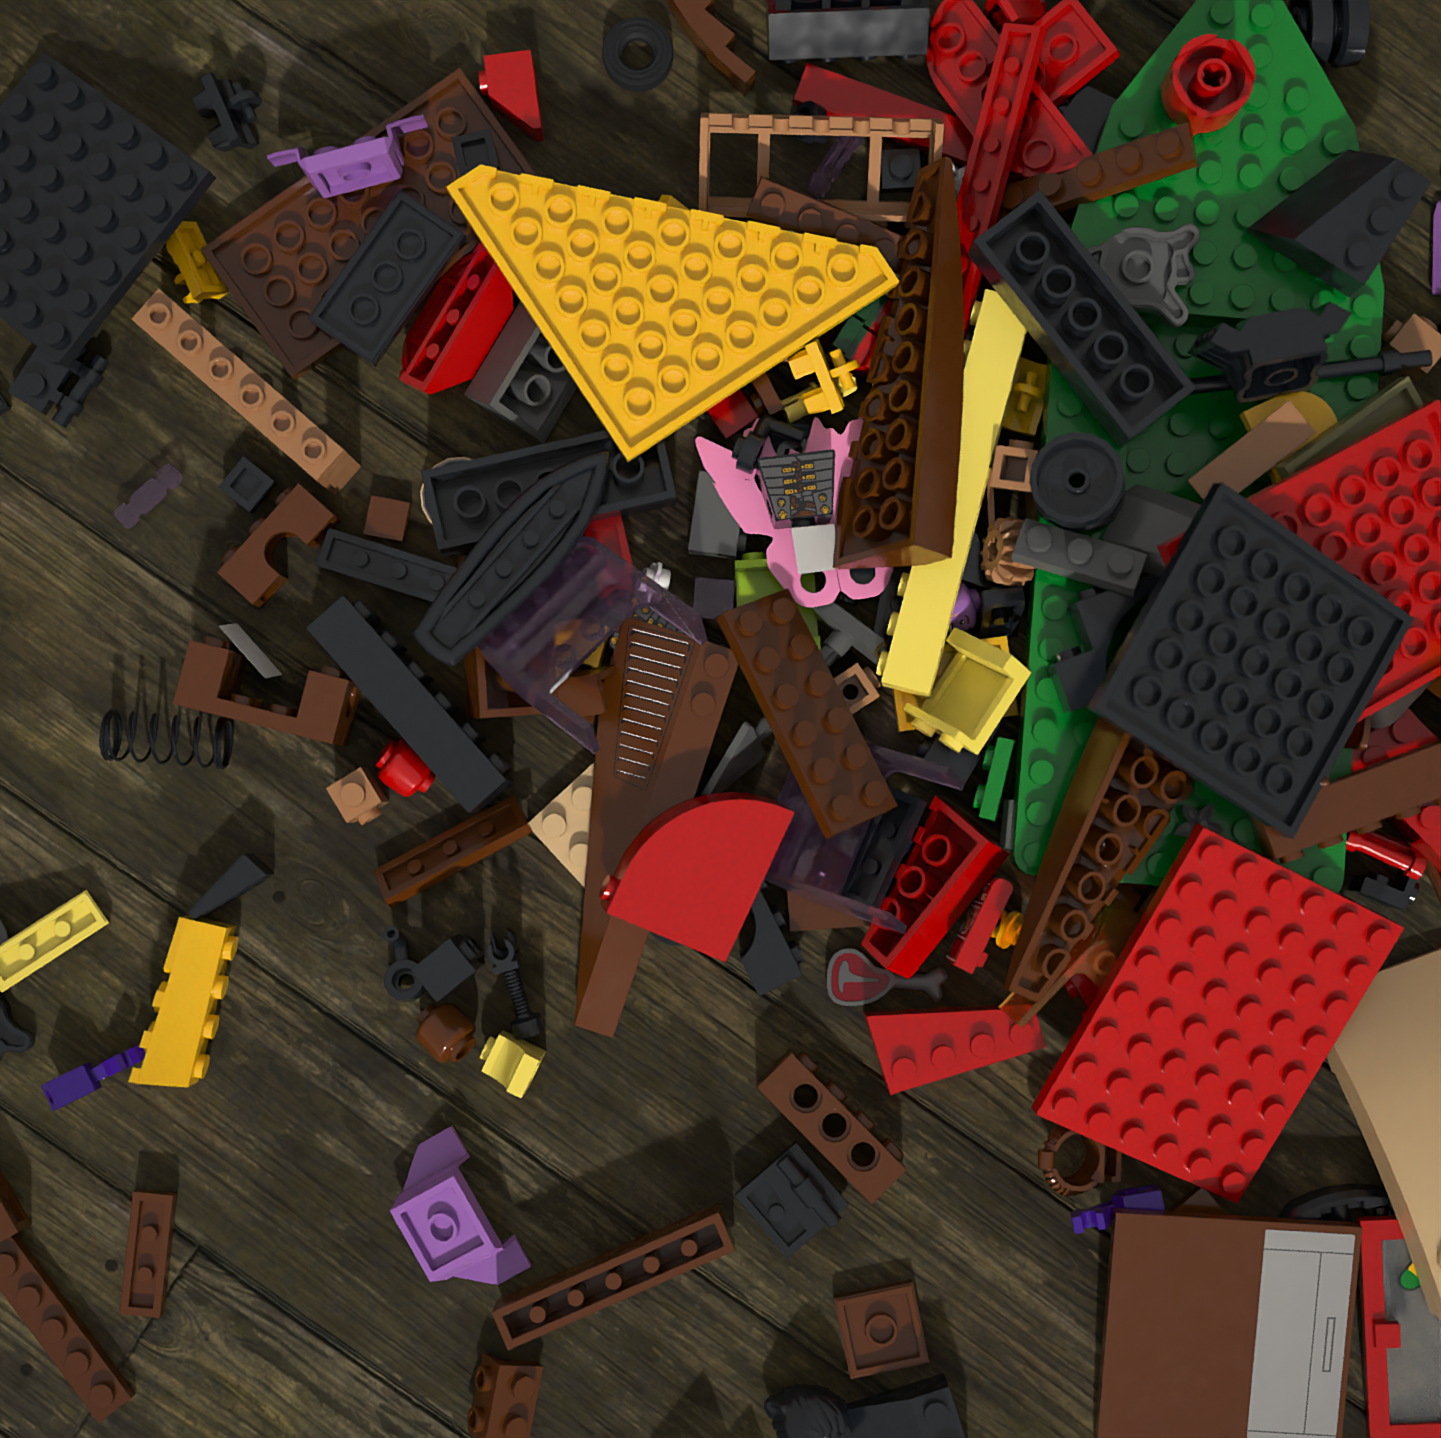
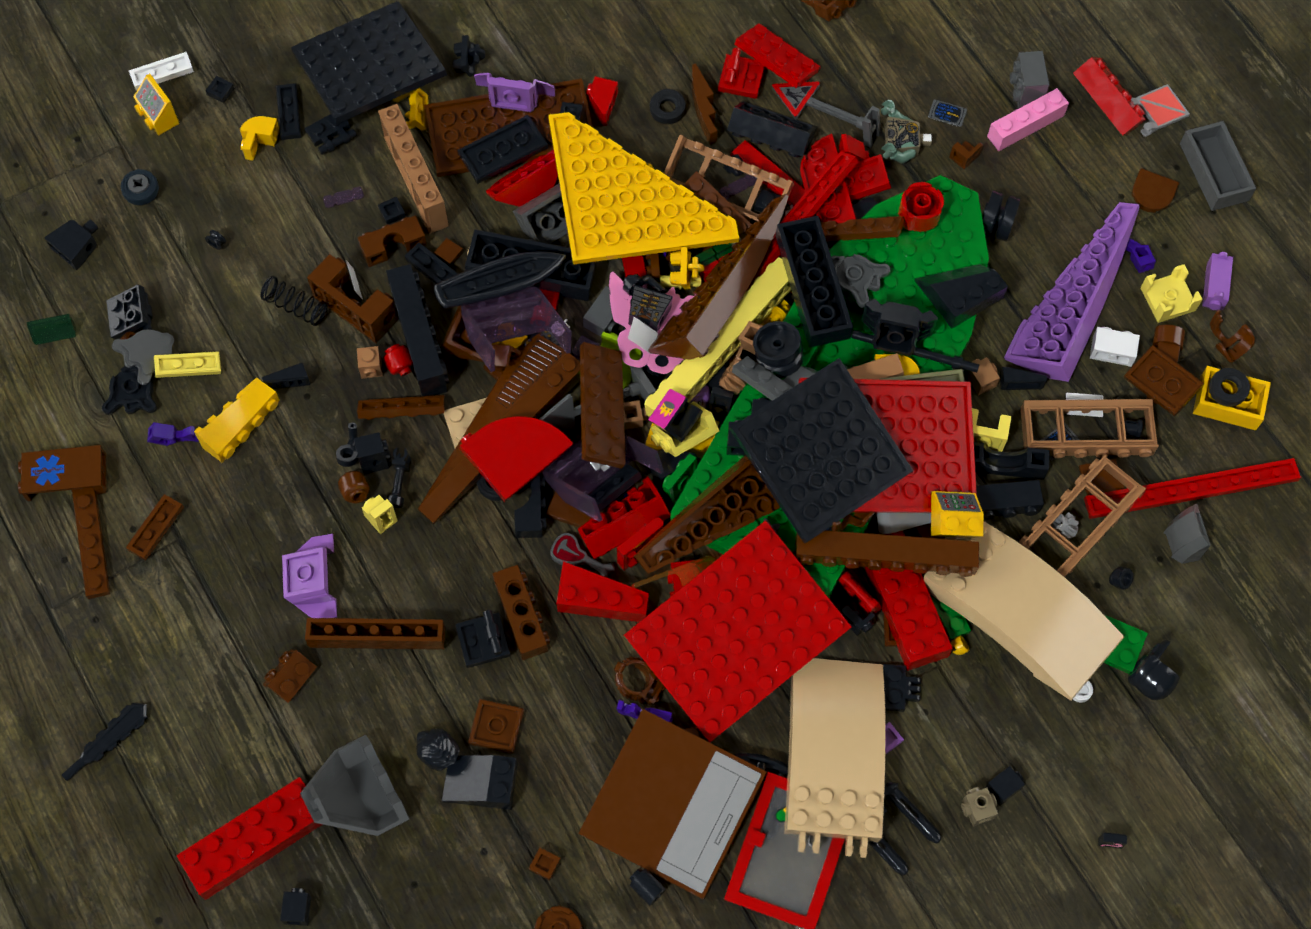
camera: 25 degrees right, 20 degrees down
(947, 683) = (675, 415): none -> piece

